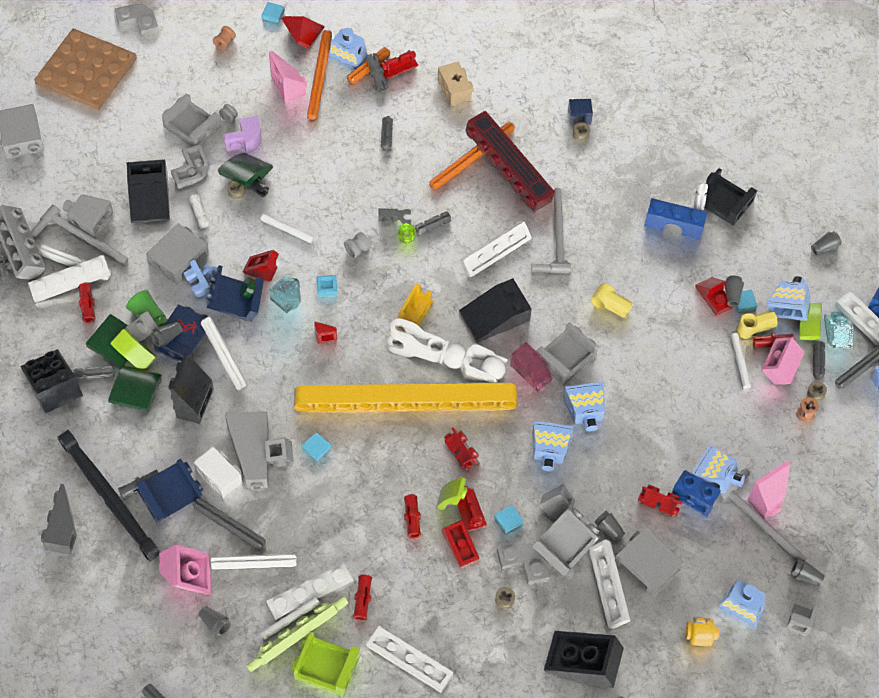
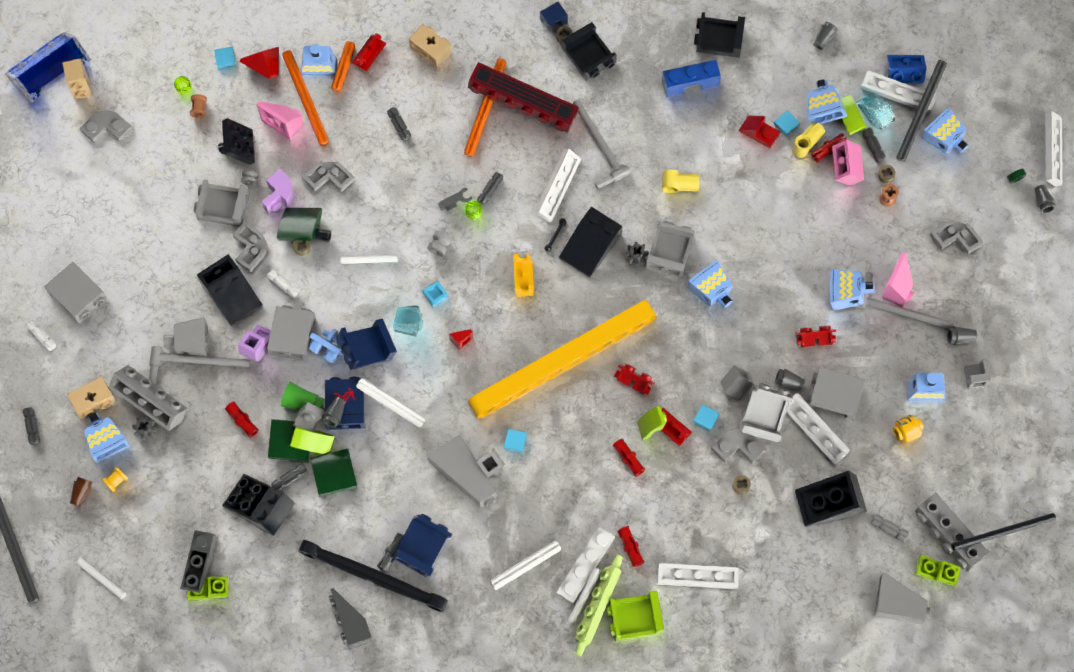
camera: 25 degrees left, 10 degrees up
(62, 257) = (206, 388): white axle -> none
(69, 278) = (213, 406): white plate -> none
(85, 68) = (91, 200): medium nougat plate -> none
(137, 244) = (254, 343): none -> lavender brick
(186, 568) = (477, 602): bright pink slope -> none
(190, 390) = (386, 451): black slope -> none
(215, 621) = (526, 631): dark grey cone -> none
(218, 472) = (450, 507): white brick -> none
(223, 12) = (185, 90): none -> clear neon green bush
(229, 523) = (486, 544): dark grey axle -> none
(232, 78) = (237, 141): none -> black plate
(247, 287) = (373, 333): dark green tile -> none
(262, 265) = (370, 305): red slope -> none
(301, 141) = (332, 171): none -> light grey plate
(376, 72) = (356, 70): dark grey pin -> none
(420, 344) = (582, 301): white piece -> none
(460, 543) = (679, 458): red slope -> none
(481, 283) = (562, 222): none -> black hinge
(530, 366) = (649, 277): clear pink slope -> none
(533, 339) = (635, 249): none -> dark grey gear
(550, 443) = (703, 335): light blue torso -> none
(594, 153) = (588, 52): none -> black panel
(696, 493) = (842, 315): blue bracket -> none
(700, 197) = (702, 48): white axle -> none
(733, 289) = (775, 120): dark grey cone -> none
(740, 360) = (812, 179): white bar -> none
(851, 473) = (959, 232): none -> light grey plate

